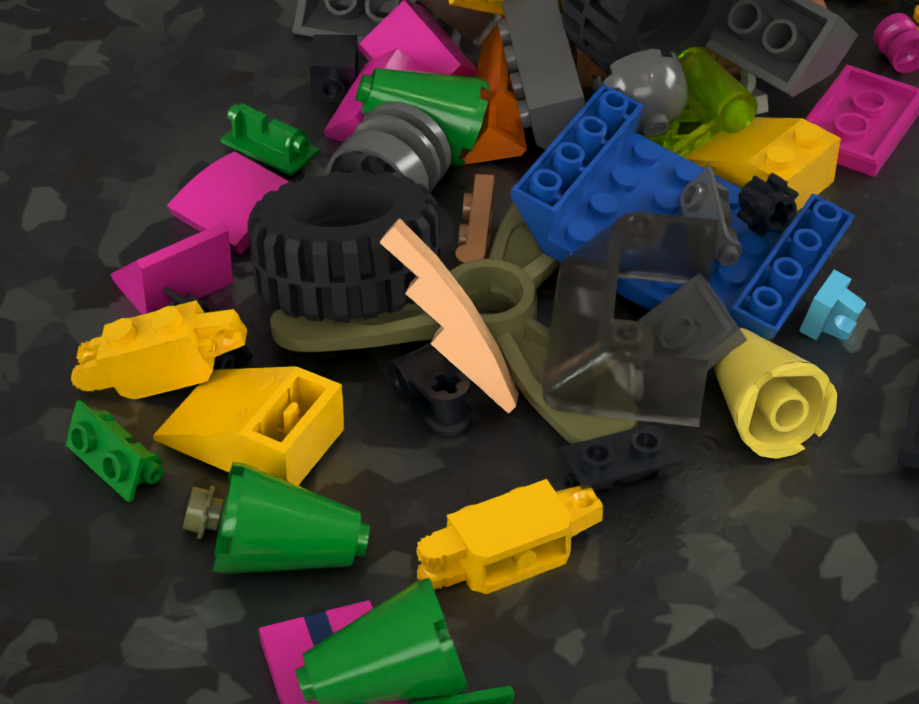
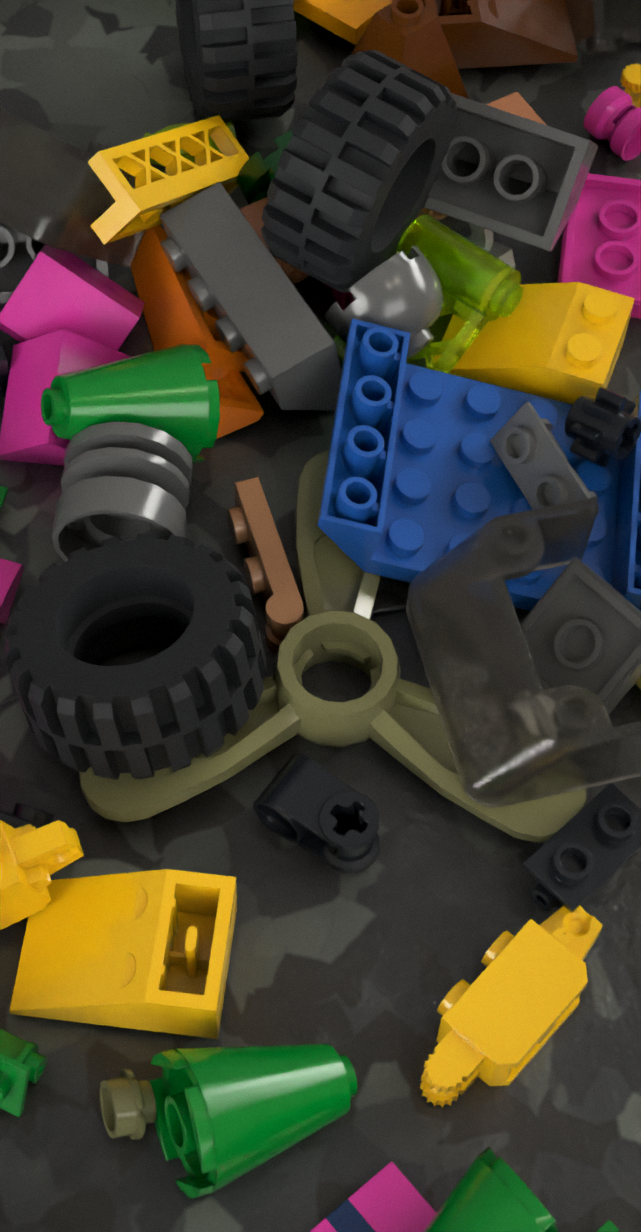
camera: 25 degrees left, 15 degrees up
(462, 332) = (333, 736): light nougat slope -> none

